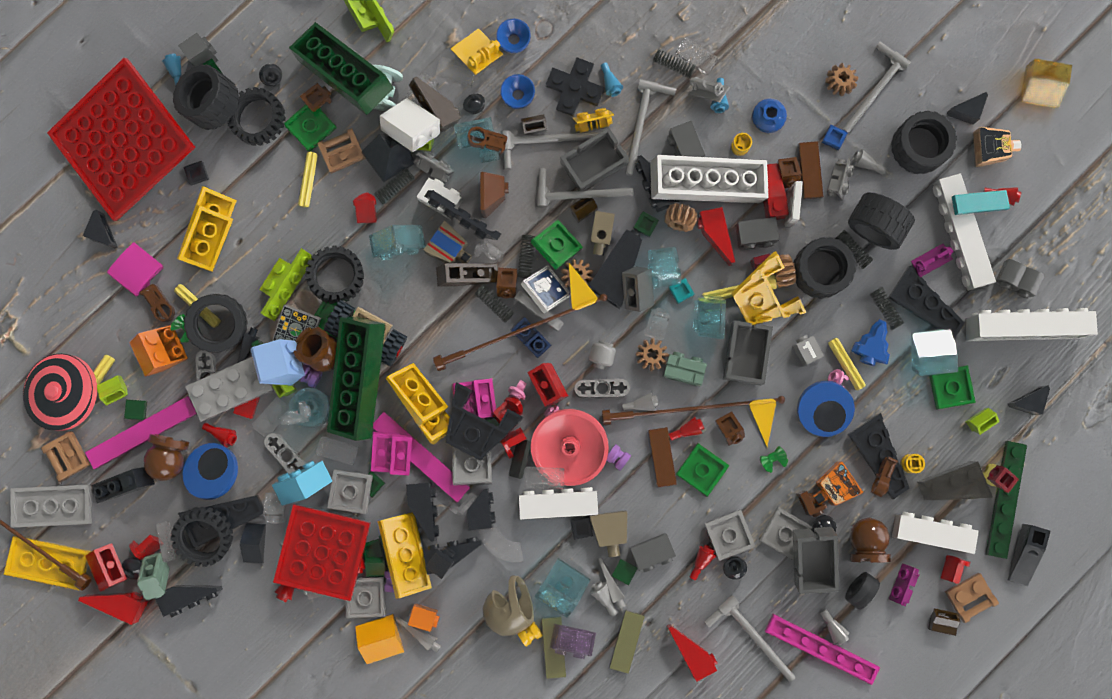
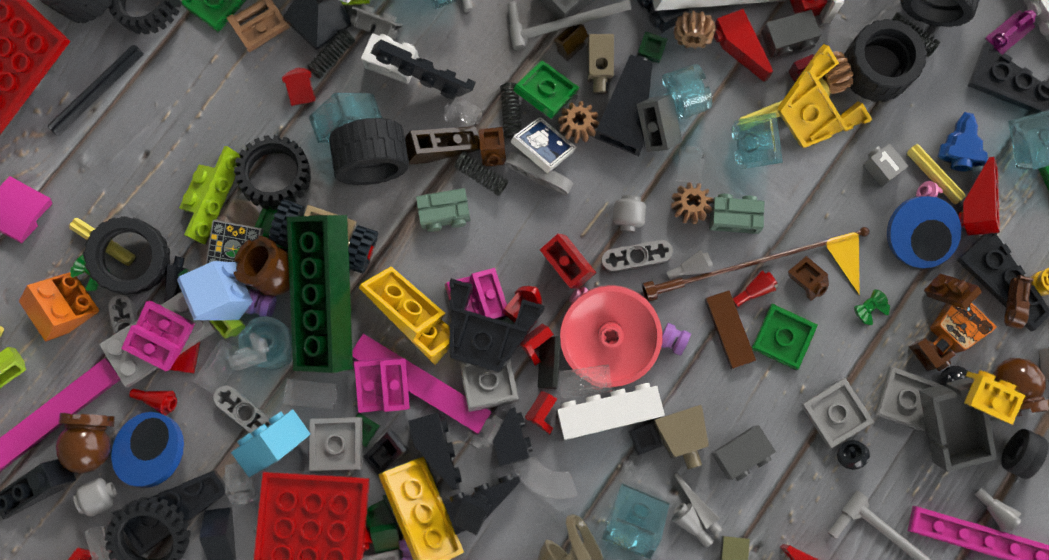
camera: 10 degrees left, 5 degrees down
(135, 409) = (39, 387): dark green tile -> none
(156, 300) = (49, 244): reddish brown piece -> none
(166, 499) = (94, 497): none -> light grey head
(196, 173) = (77, 79): black tile -> none
(207, 229) = (100, 144): yellow slope -> none
(210, 182) = (95, 90): none -> black axle
(230, 388) = (158, 336): none -> dark pink slope
(307, 180) = (221, 62): light yellow axle -> none
(386, 504) = (386, 452): none -> black slope
(410, 274) = (368, 151): none -> black tyre
(447, 245) = (411, 110): torso -> none
(460, 326) = (443, 209): none -> sand green brick
(492, 192) = (455, 37): reddish brown slope -> none
(506, 494) = (540, 410): none -> red tile
(517, 392) = (531, 277): bright pink plate -> none
(531, 338) = (534, 209): dark blue slope -> none
(580, 297) = (589, 144): piece -> none
(624, 571) = (711, 485): dark green tile -> none
(681, 291) = (712, 121): teal tile -> none
(704, 557) = (810, 449): red cone -> none
(748, 353) = (812, 179): dark grey piece -> none
(836, 458) = (952, 291): none -> reddish brown plate
(842, 547) = (993, 397): none -> yellow bracket
(875, 395) = (982, 203): none -> red slope
(878, 292) = (953, 82): pearl dark grey piece -> none

